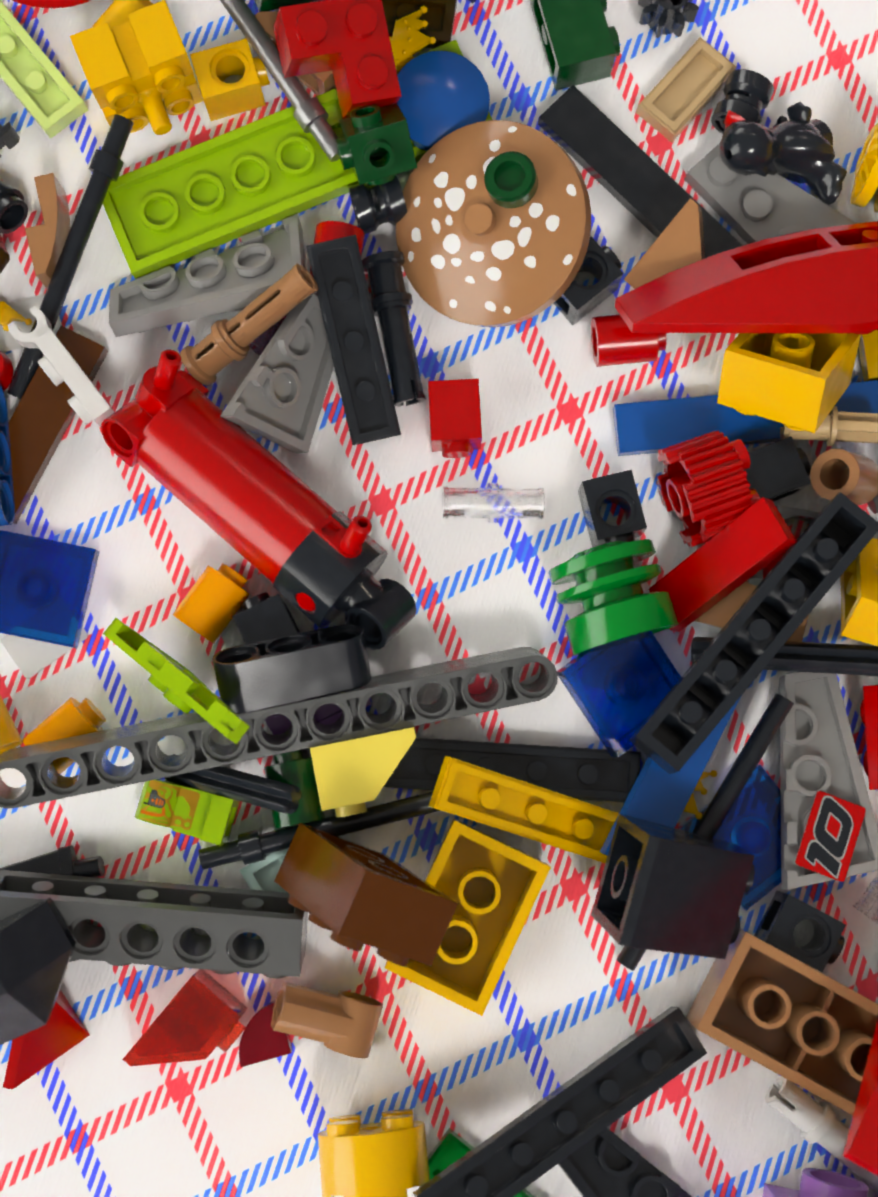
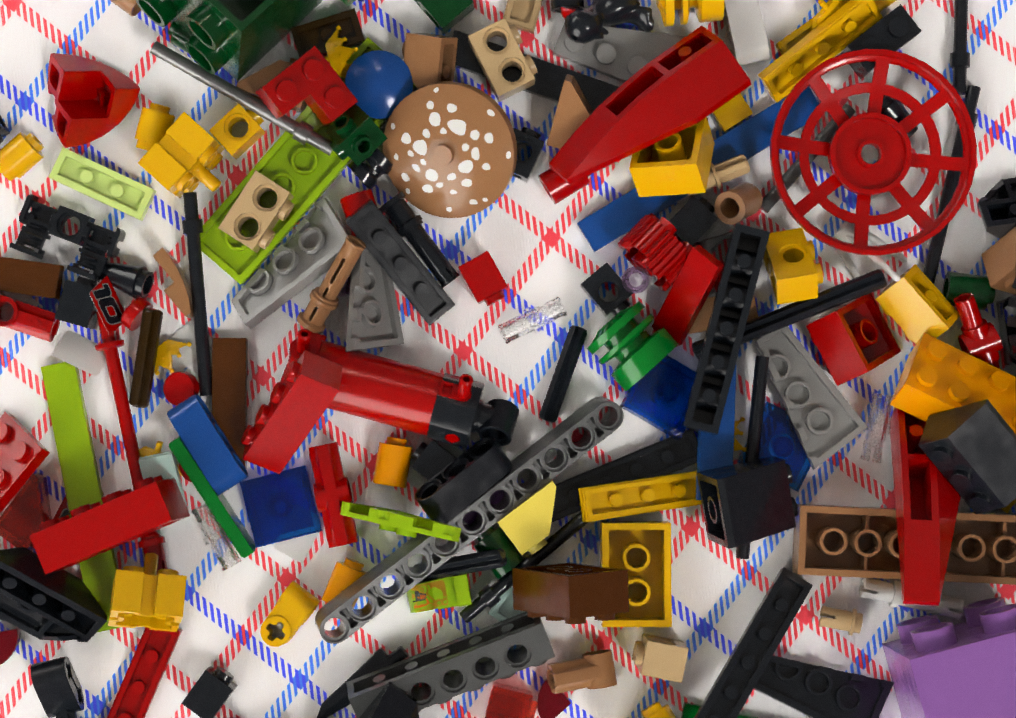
camera: 25 degrees left, 5 degrees up
(61, 367) = (230, 365): white plate -> none
(106, 458) = (292, 411): none -> red brick
(111, 596) = (330, 490): none -> red piece
(190, 173) = (249, 207): none -> tan brick
(446, 1053) = (660, 657): none -> tan brick
(499, 594) = (563, 374): none -> black axle
(511, 179) = (451, 124): dark green tile -> none
(526, 93) = (430, 57): none -> medium nougat slope
(612, 143) = (495, 62): none -> tan brick
(666, 504) = (641, 273): none -> clear purple pin
(725, 1122) = (841, 620): none -> tan pin
(779, 925) = (821, 488): black brick -> none
(830, 836) = (826, 425): sticker -> none

